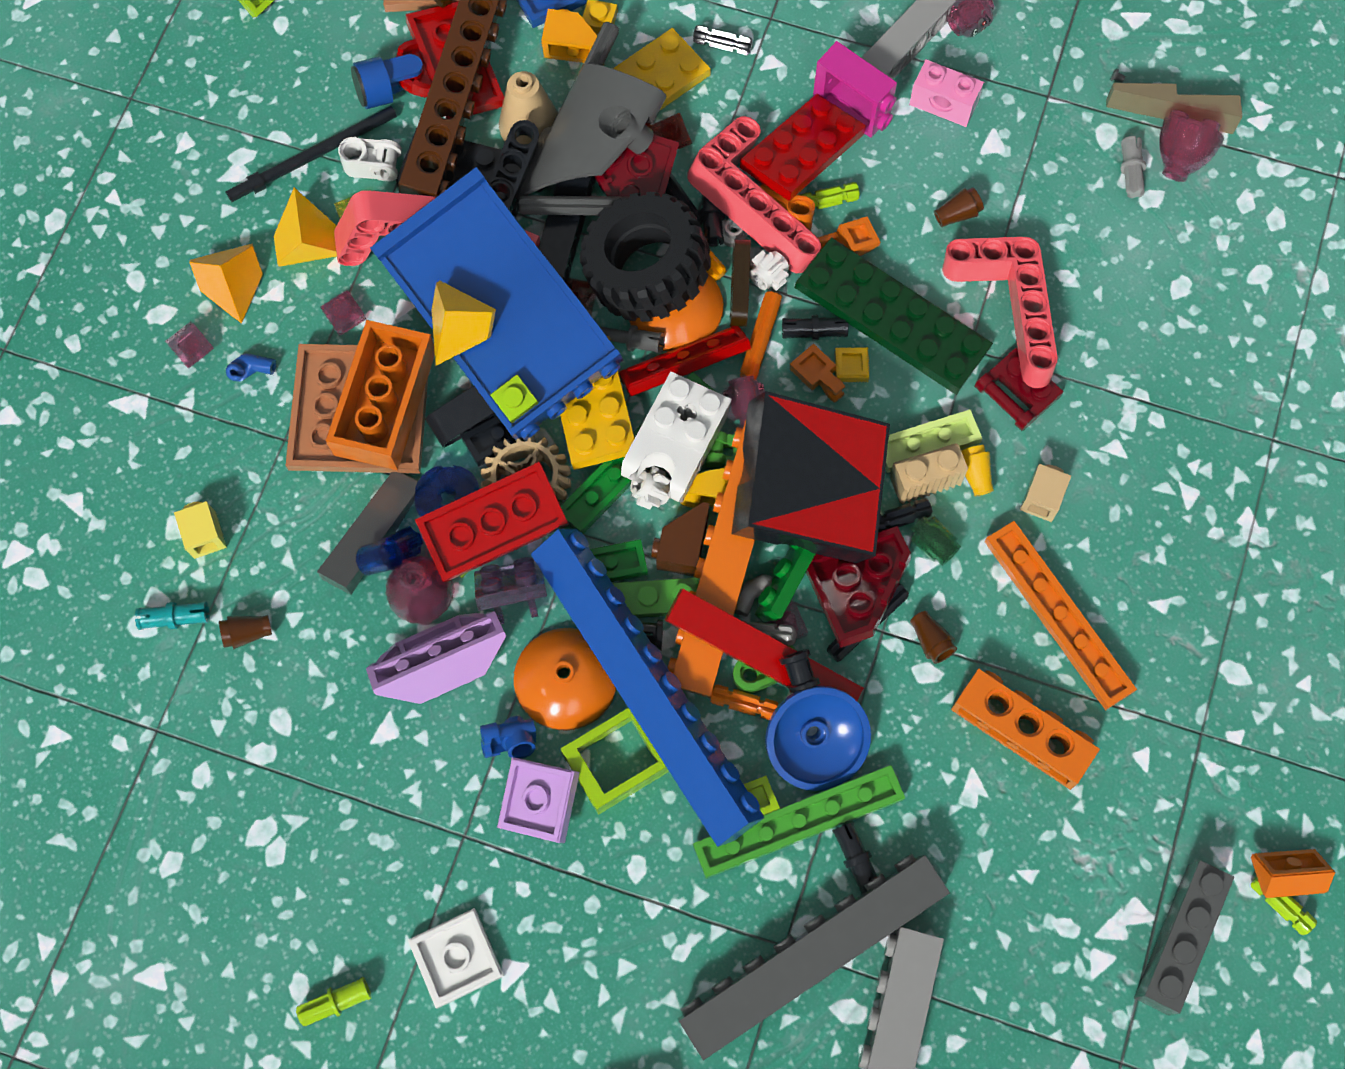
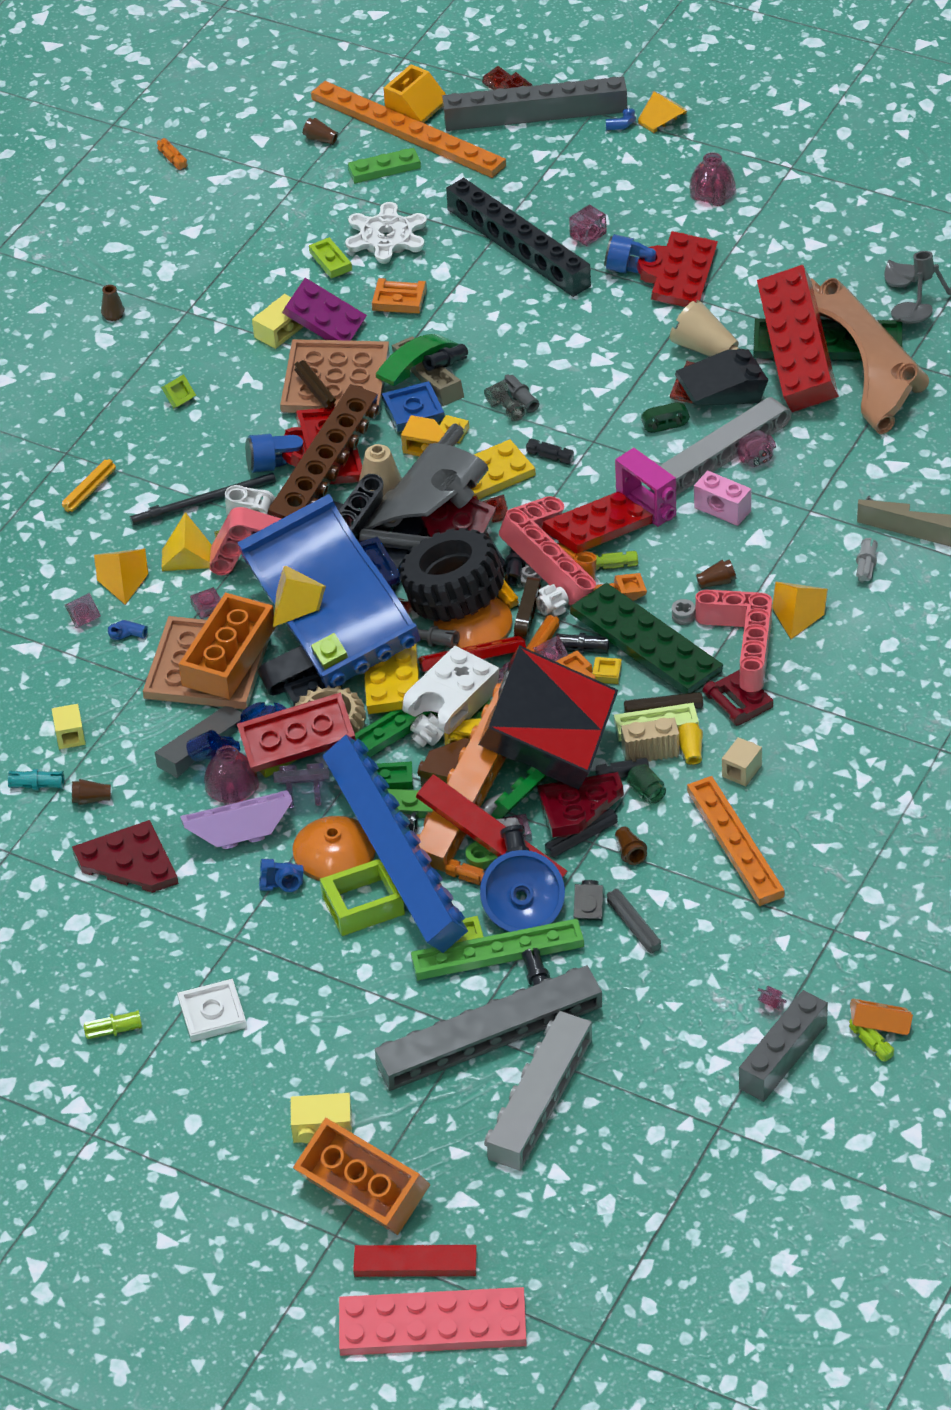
camera: 10 degrees right, 25 degrees down
(166, 148) = (88, 485): none -> light orange axle
(310, 725) = (128, 857): none -> dark red plate
(538, 800) = (296, 912): lavender plate -> none
(551, 243) = (381, 559): none -> clear blue plate
(781, 349) = (552, 649): none -> clear pink plate
(898, 730) = (588, 900): none -> bracket
(928, 257) = (683, 611): none -> light grey bush
(931, 410) = (663, 701): none -> dark brown axle
(958, 753) = (634, 921): none -> dark grey axle
(1034, 747) = (689, 907): orange brick -> none
(1066, 245) = (798, 606): none -> light orange slope
(1152, 859) = (771, 997): none -> clear pink plate
(1187, 144) = (911, 545): clear pink piece -> none

